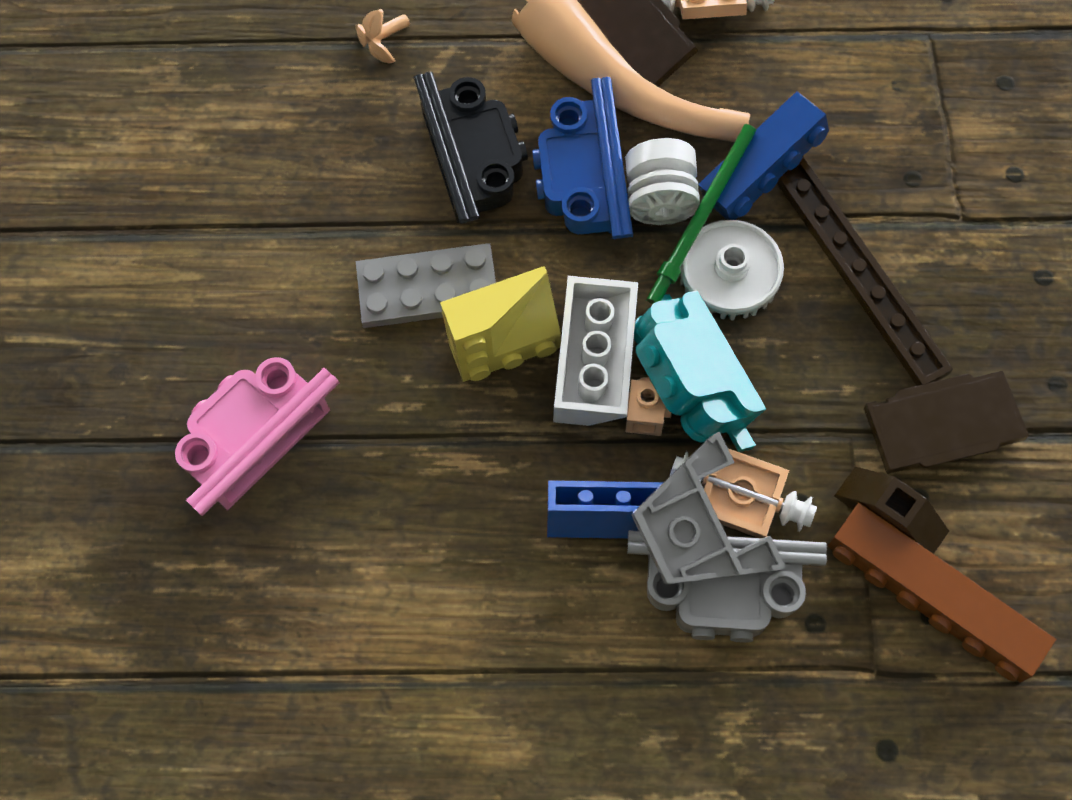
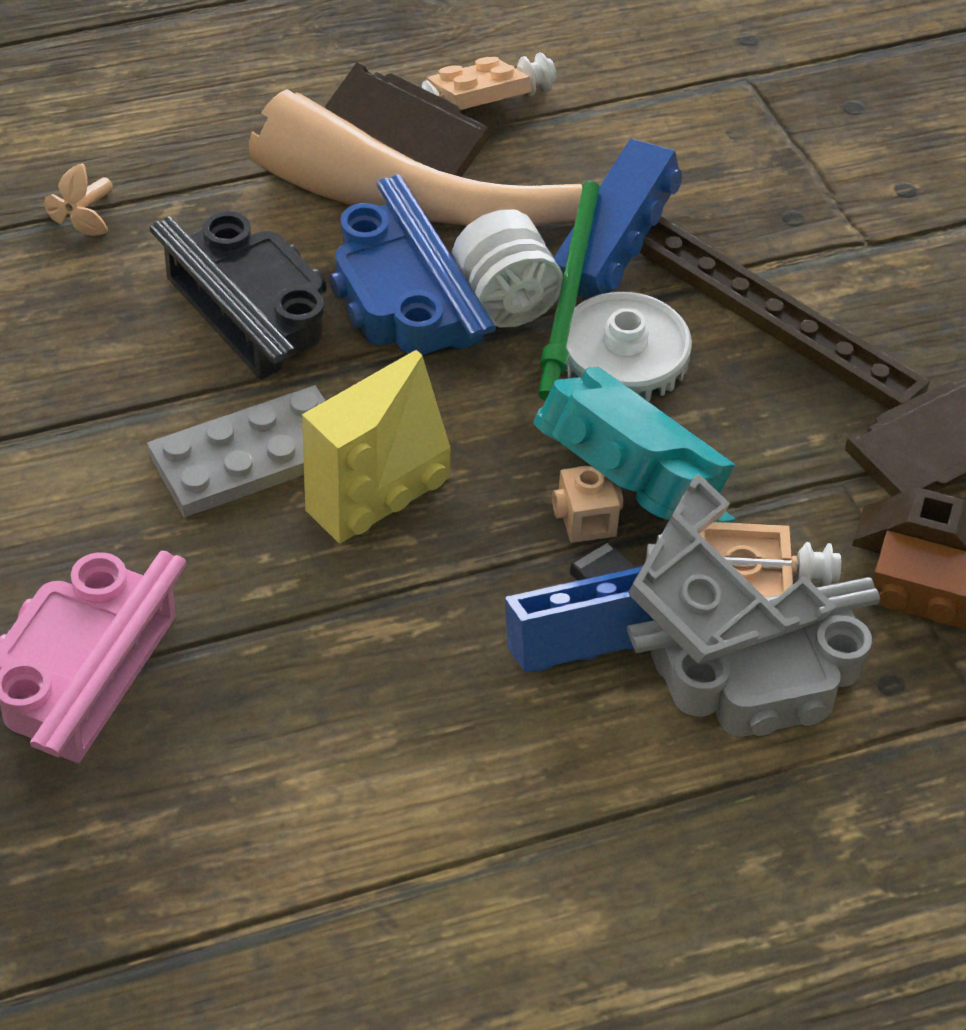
camera: 25 degrees left, 20 degrees down
(595, 351) = (501, 459): white slope -> none
(640, 463) = (598, 562): none -> black tile

